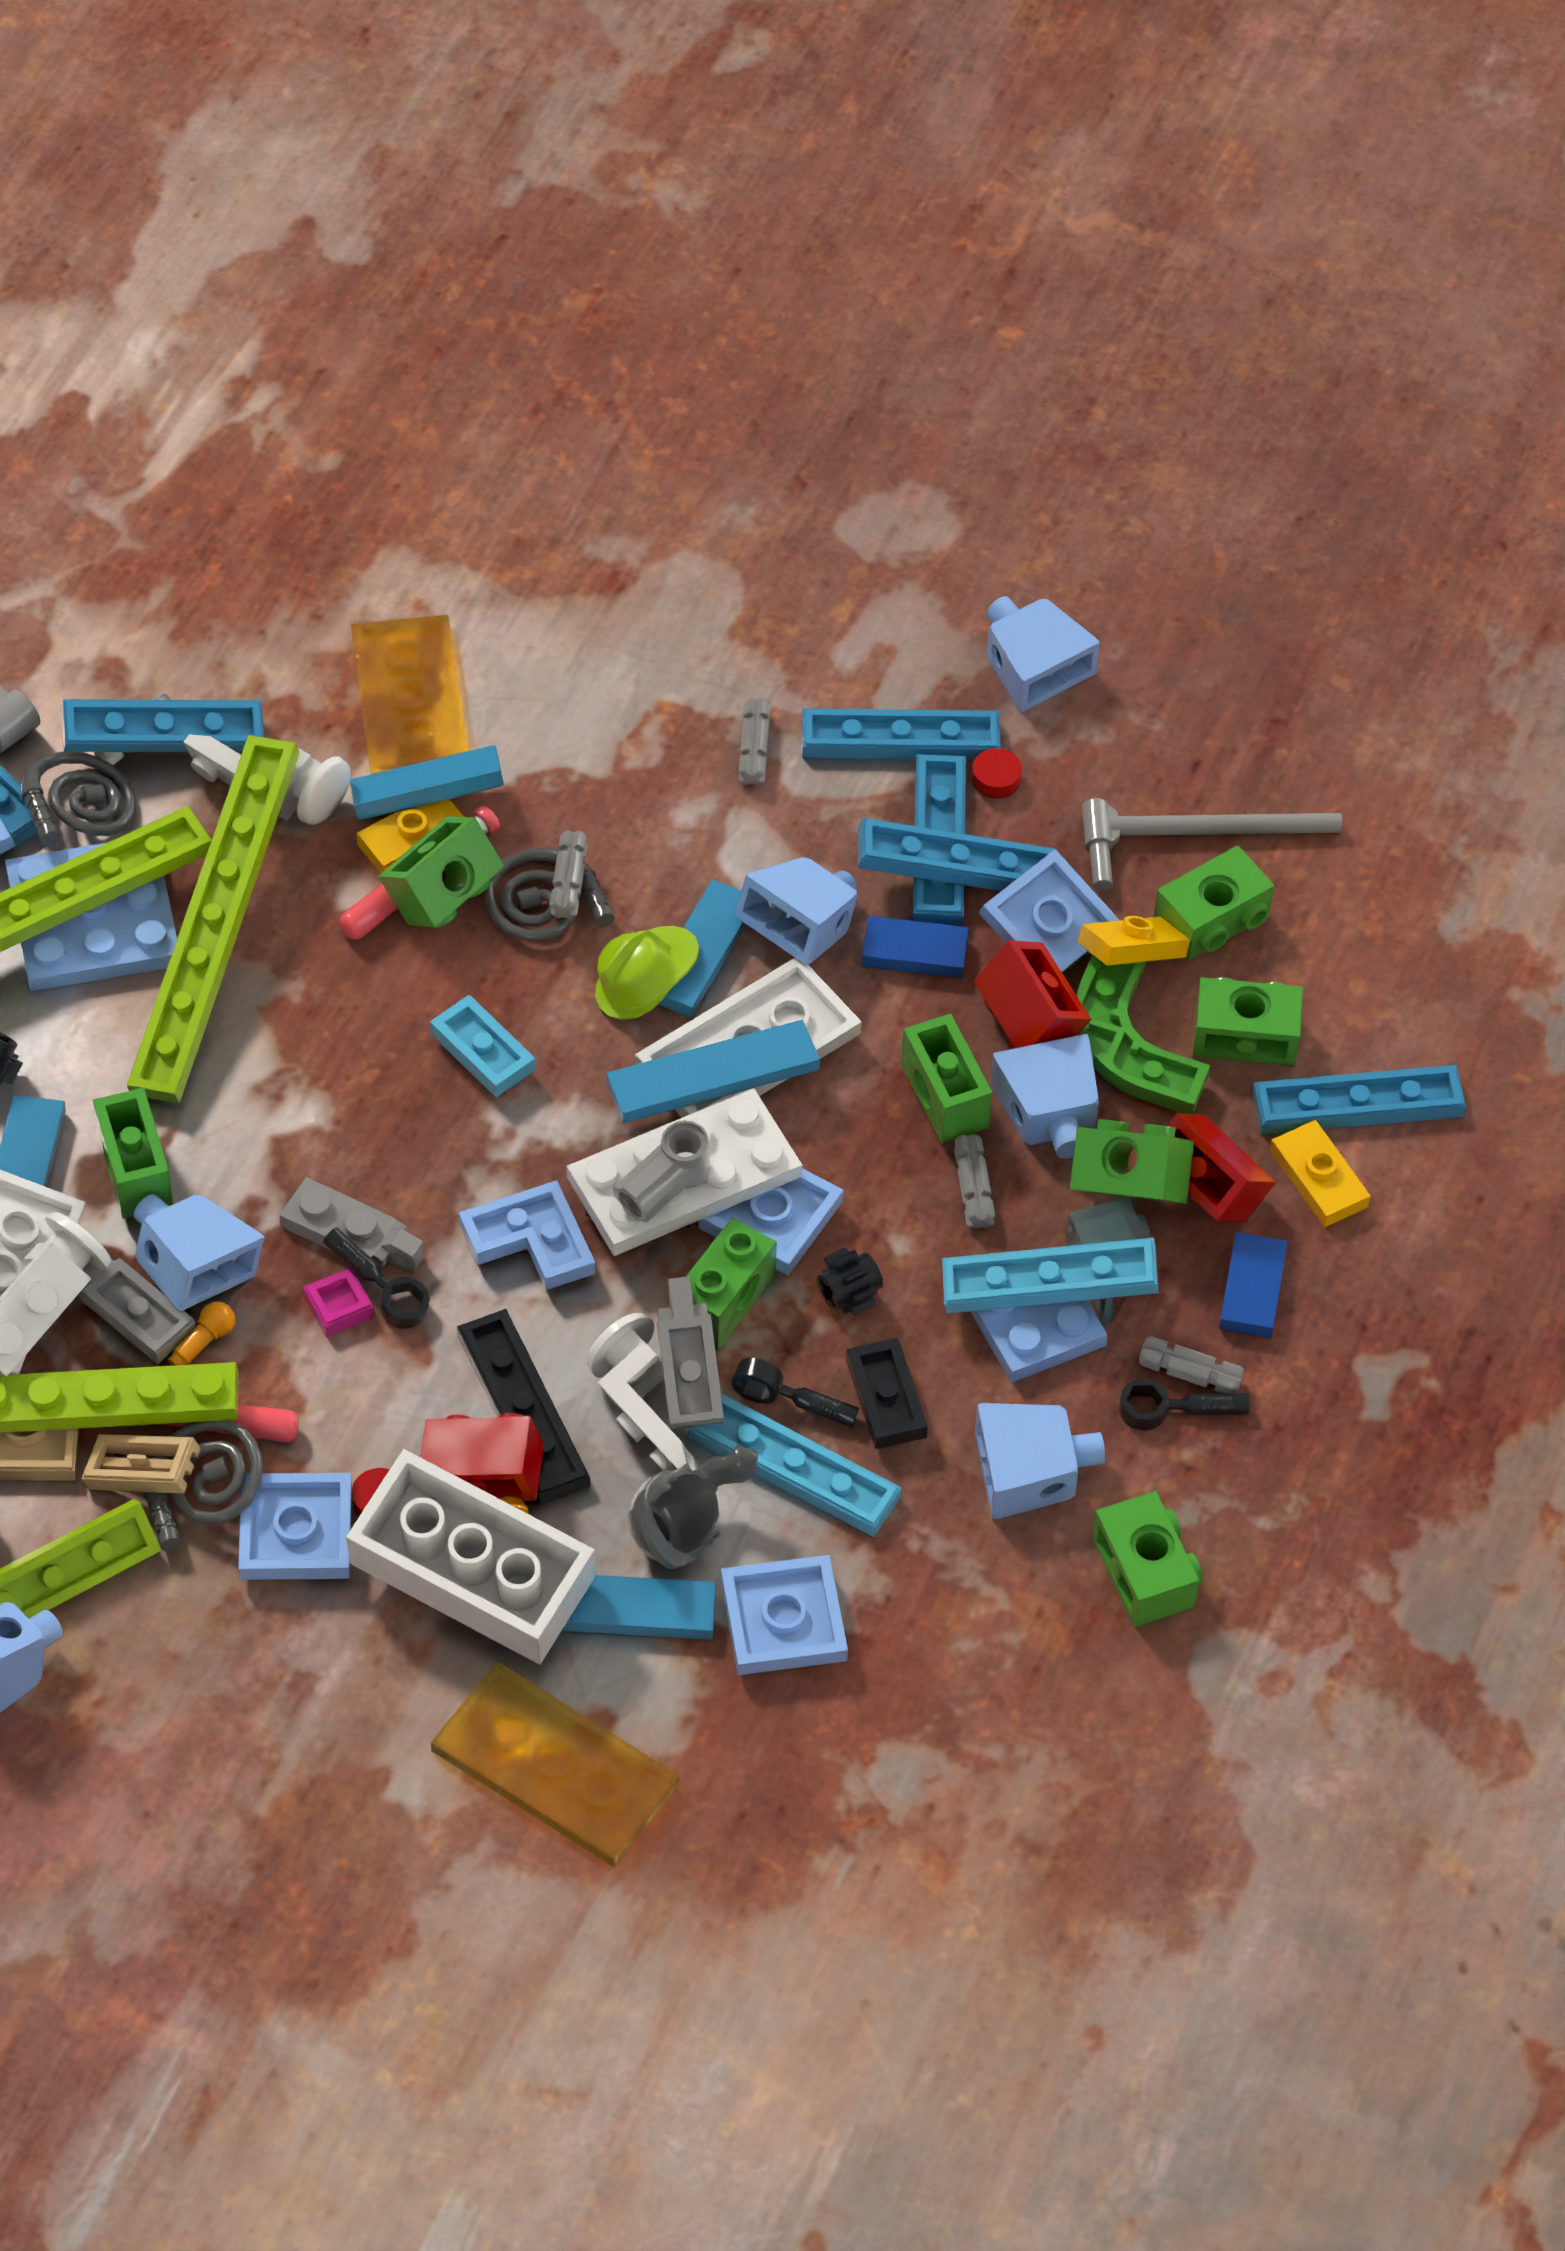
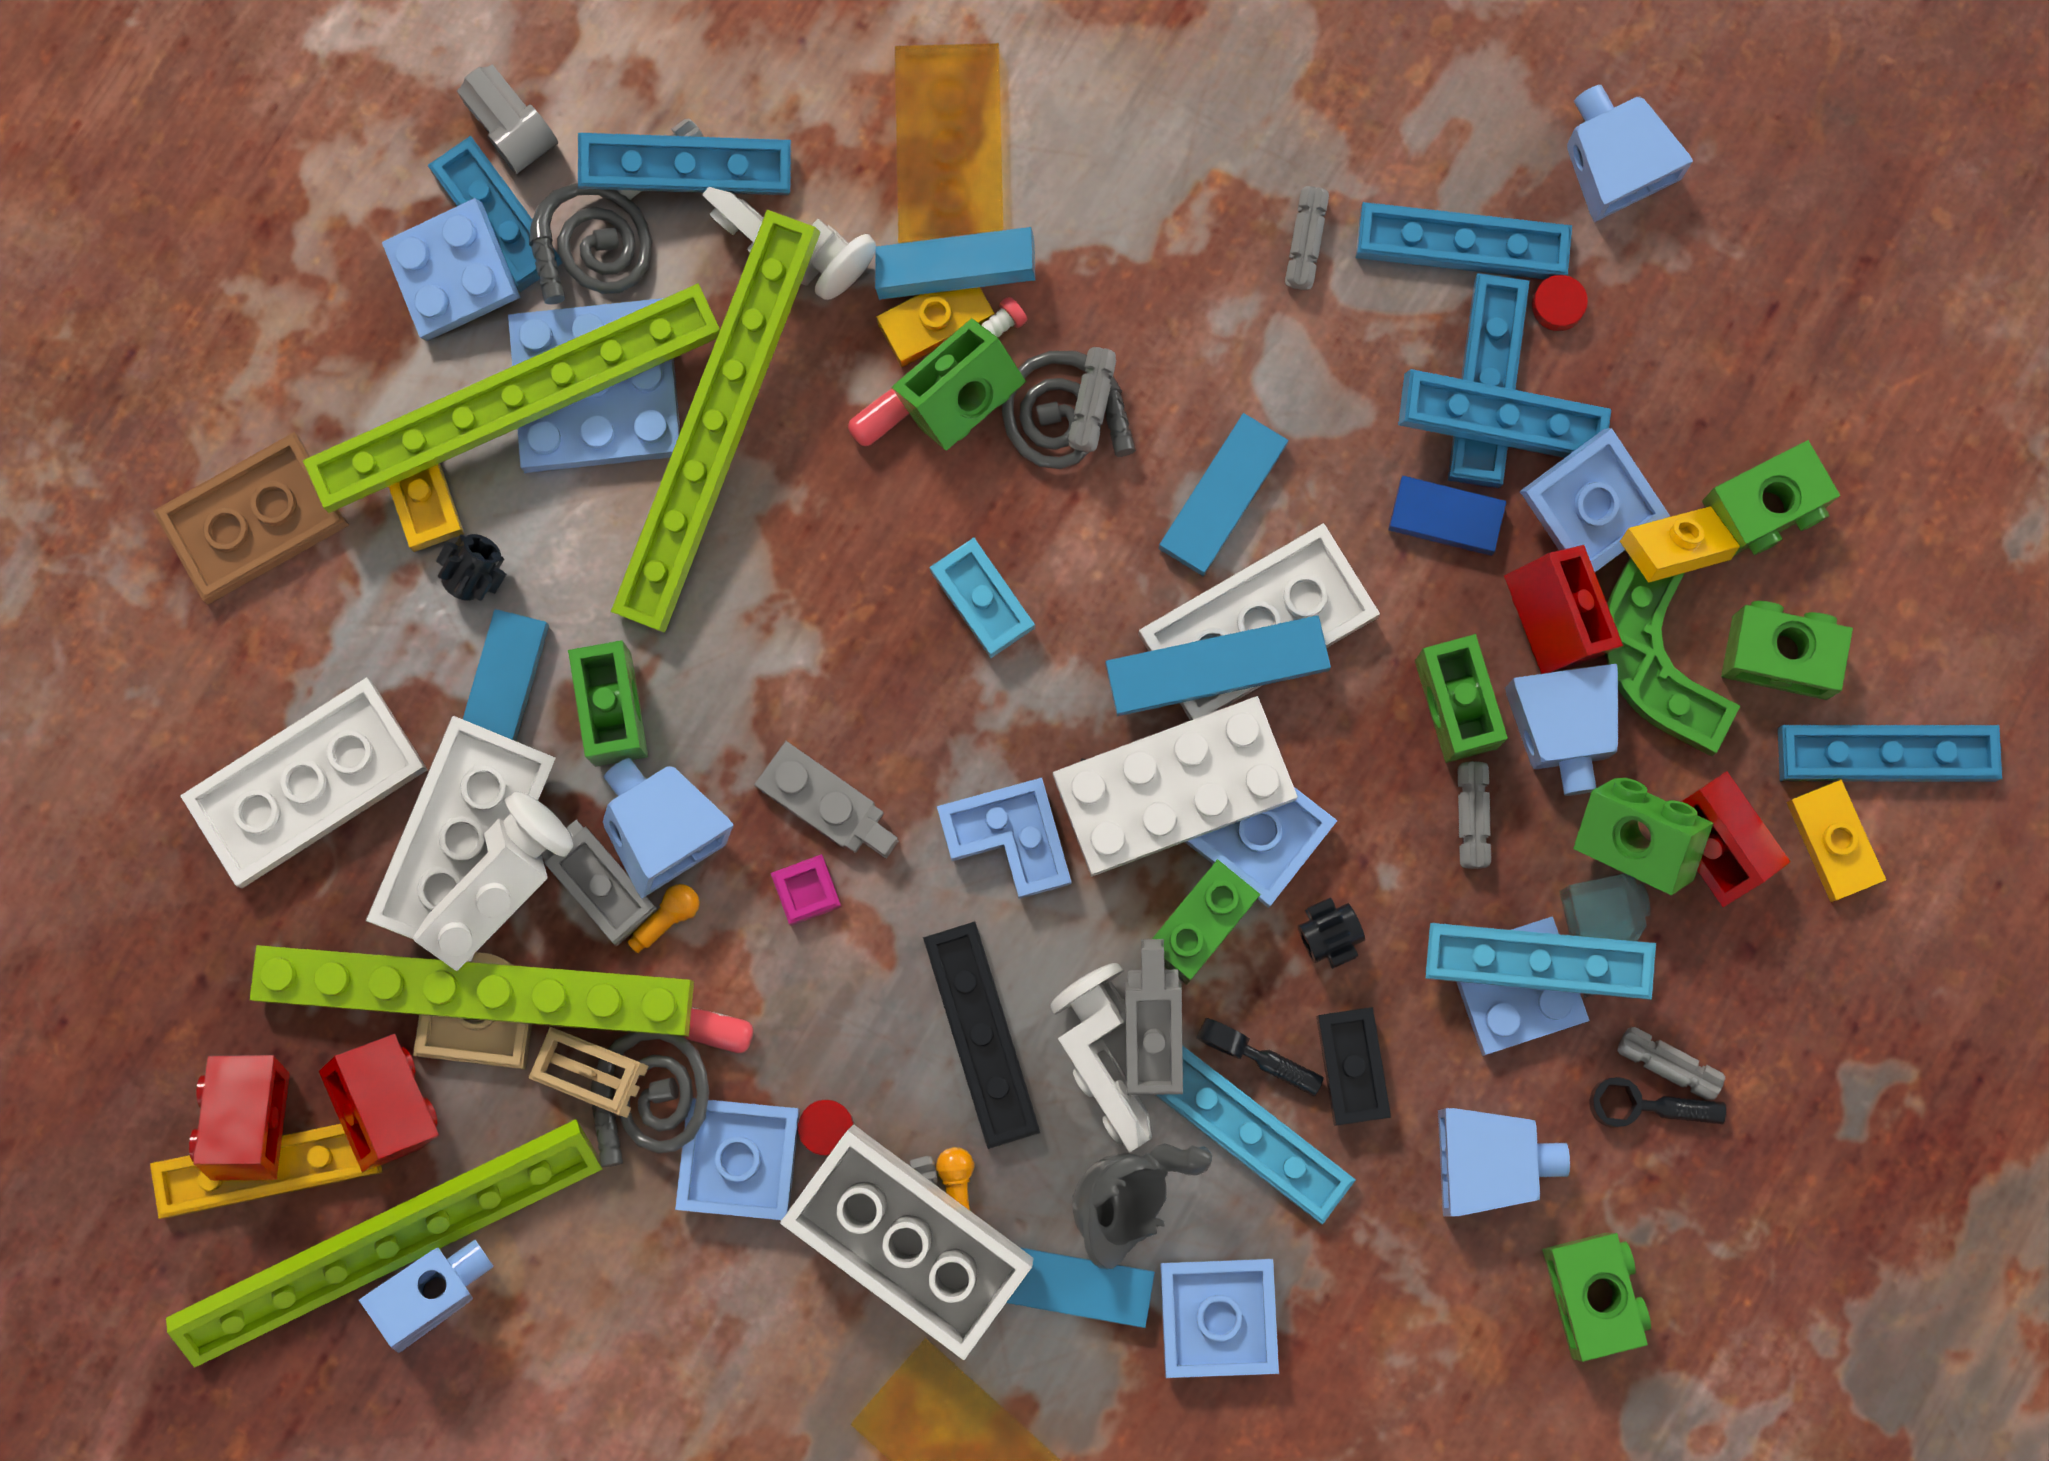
camera: 10 degrees right, 25 degrees up
(370, 1271) = (841, 864): black piece -> none
(488, 1452) = (929, 1110): brick -> none
(642, 969) = (1161, 520): lime piece -> none
(665, 1173) = (1147, 816): light grey piece -> none
(798, 906) = (1332, 465): light blue torso -> none
(1104, 827) = (1665, 384): light grey bar -> none
(1253, 1285) = (1748, 970): blue tile -> none

